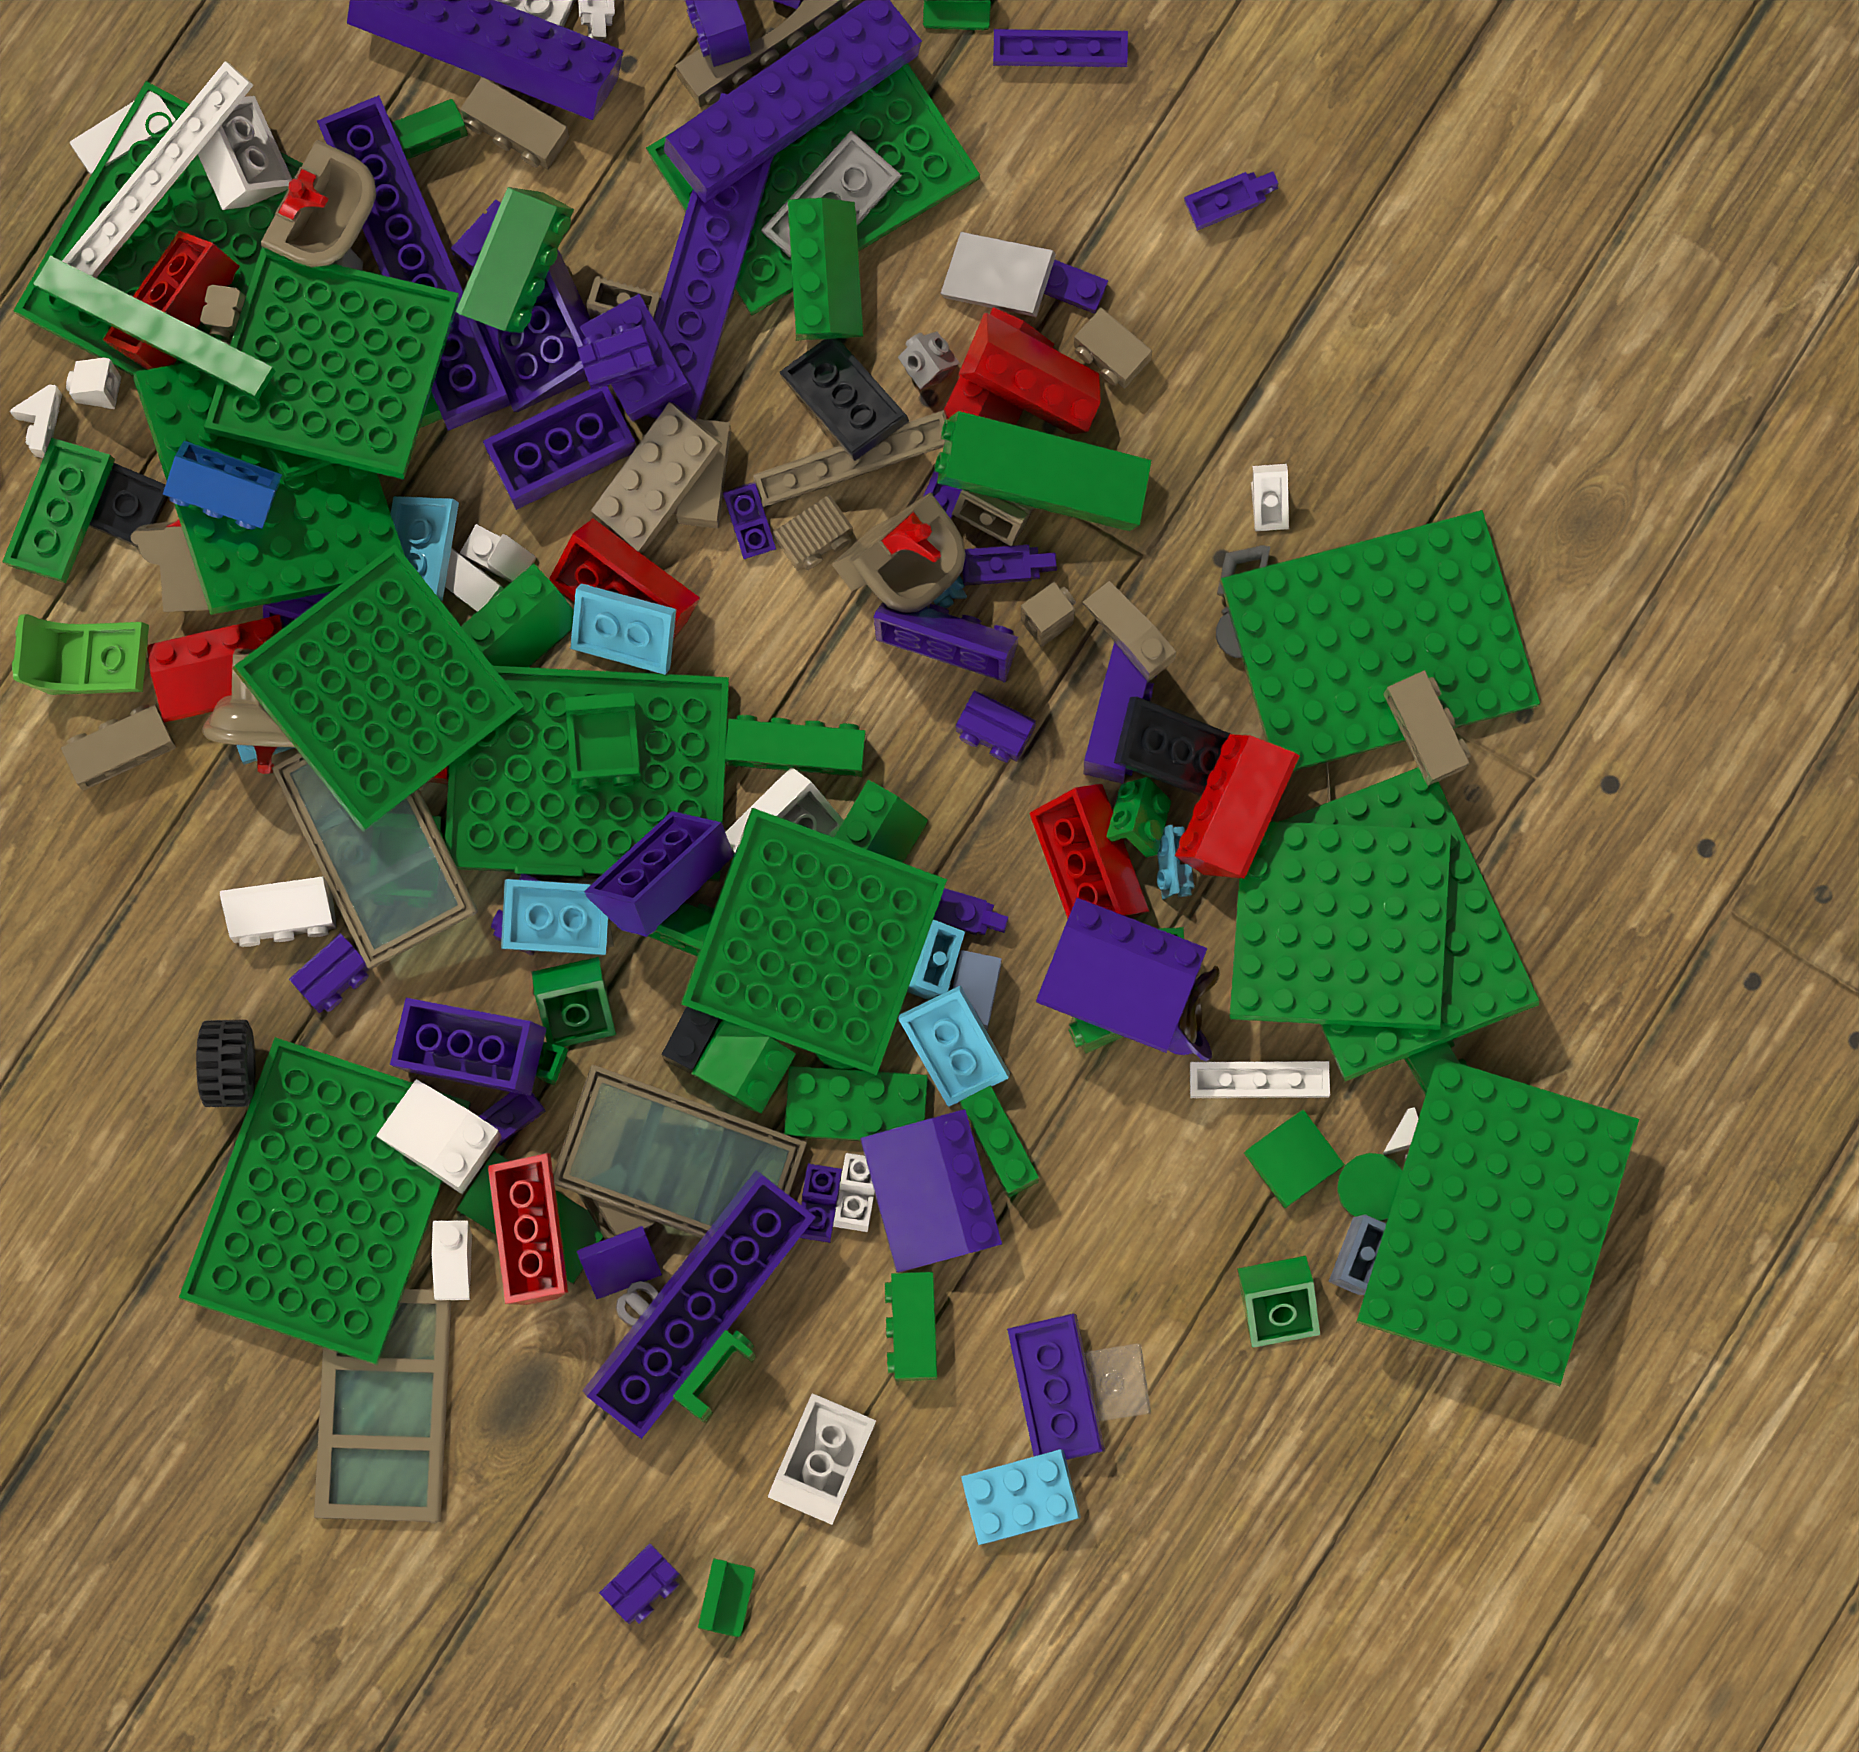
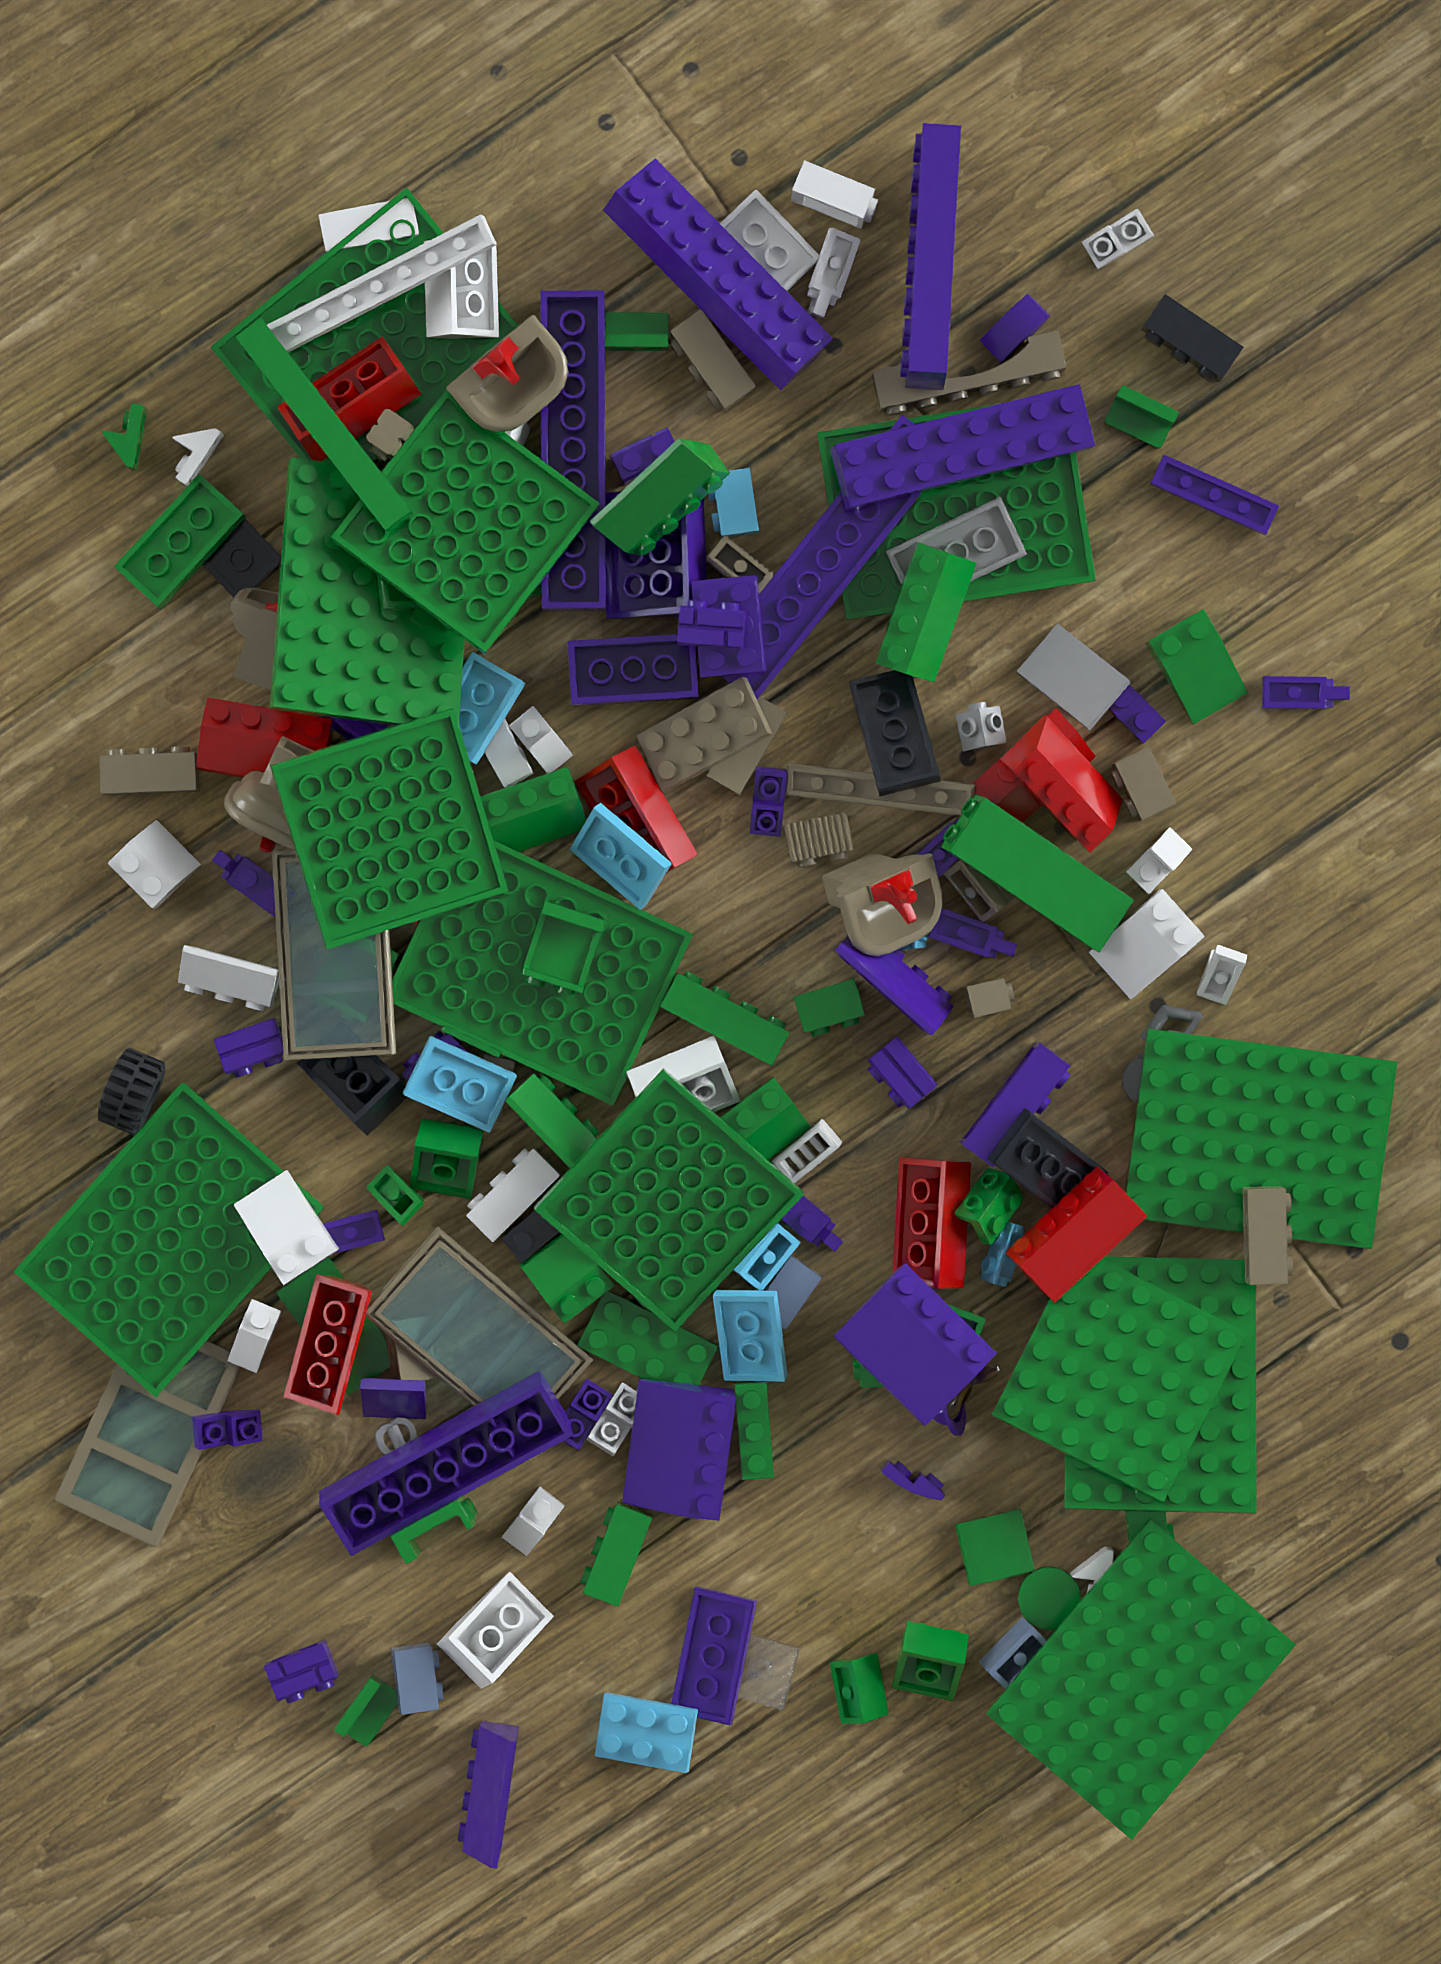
camera: 20 degrees right, 10 degrees up
(80, 656) = (148, 682): bright green bracket -> none
(94, 383) = (254, 441): white slope -> none
(159, 835) = (154, 864): none -> white slope
(221, 485) = (326, 597): blue slope -> none
(261, 812) = (248, 879): none -> dark purple hinge
(454, 965) = (358, 1086): none -> black slope
(462, 1368) = (227, 1427): none -> dark purple slope
(468, 1046) = (341, 1164): dark purple brick -> none
(593, 248) = (735, 505): none -> medium azure brick
(653, 1009) = (512, 1193): none -> white brick
(661, 872) = (563, 1087): dark purple slope -> none
(761, 1541) = (415, 1678): none -> sand blue brick
(814, 1332) = (533, 1521): none -> white slope
(884, 1622) = (489, 1792): none -> dark purple slope
(895, 692) = (828, 1007): none -> green brick
(946, 819) = (826, 1133): none -> white slope
(1114, 214) = (1197, 666): none -> green slope
(1131, 631) = (1049, 1050): dark tan slope -> none
(1160, 417) = (1159, 860): none -> white slope
(1184, 499) = (1147, 944): none -> white slope
(1195, 1125) = (923, 1485): none -> dark purple slope
(1219, 1361) = (859, 1689): none -> green panel
(1260, 1079) = (994, 1468): white plate -> none

